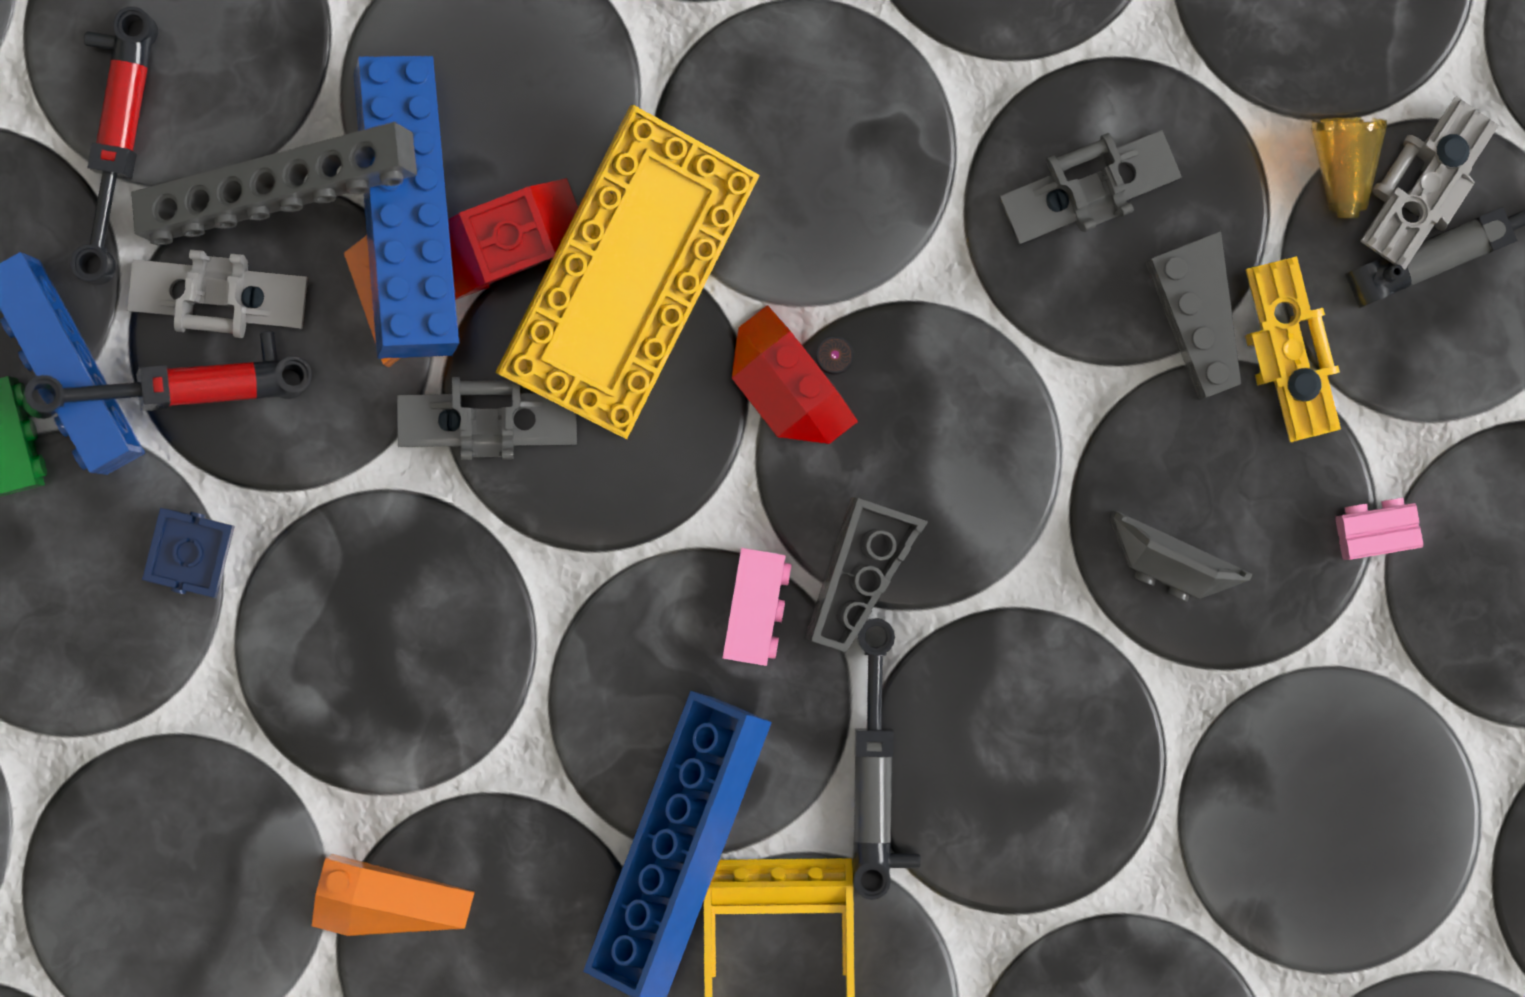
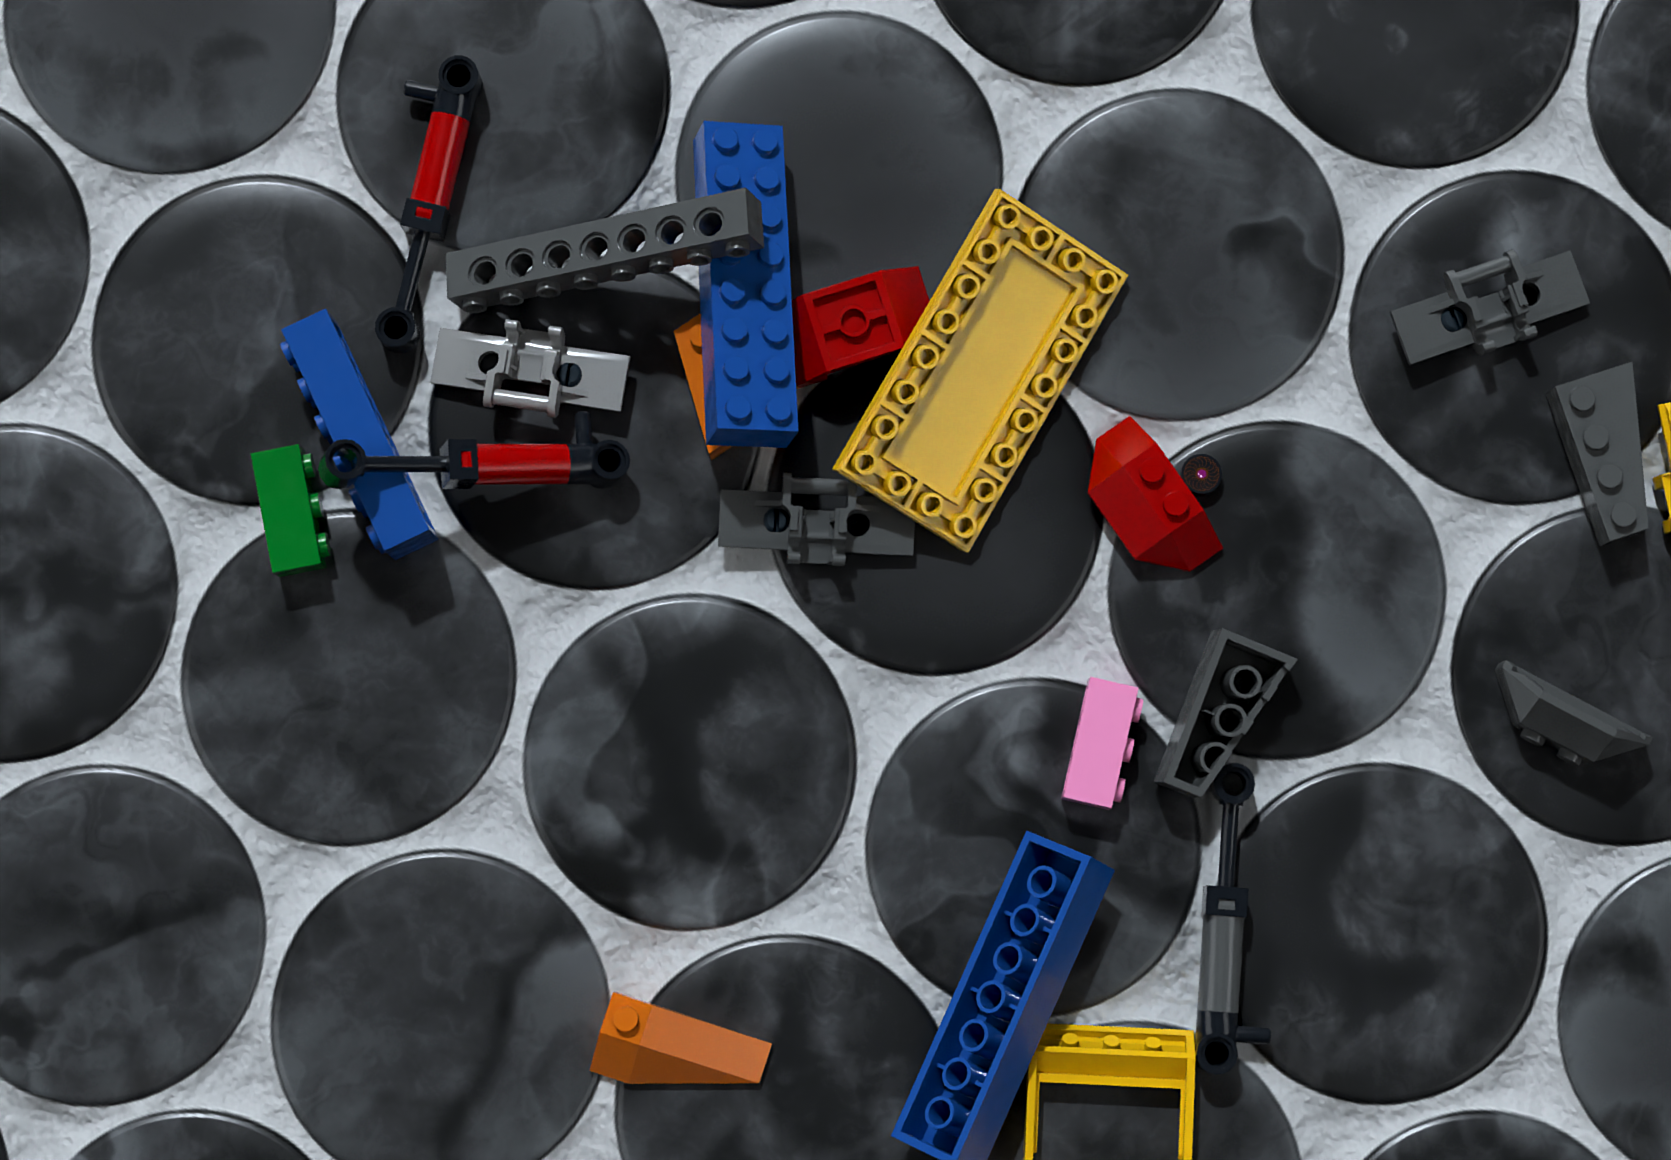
camera: 10 degrees right, 5 degrees down
(188, 552) = (480, 649): dark blue plate -> none

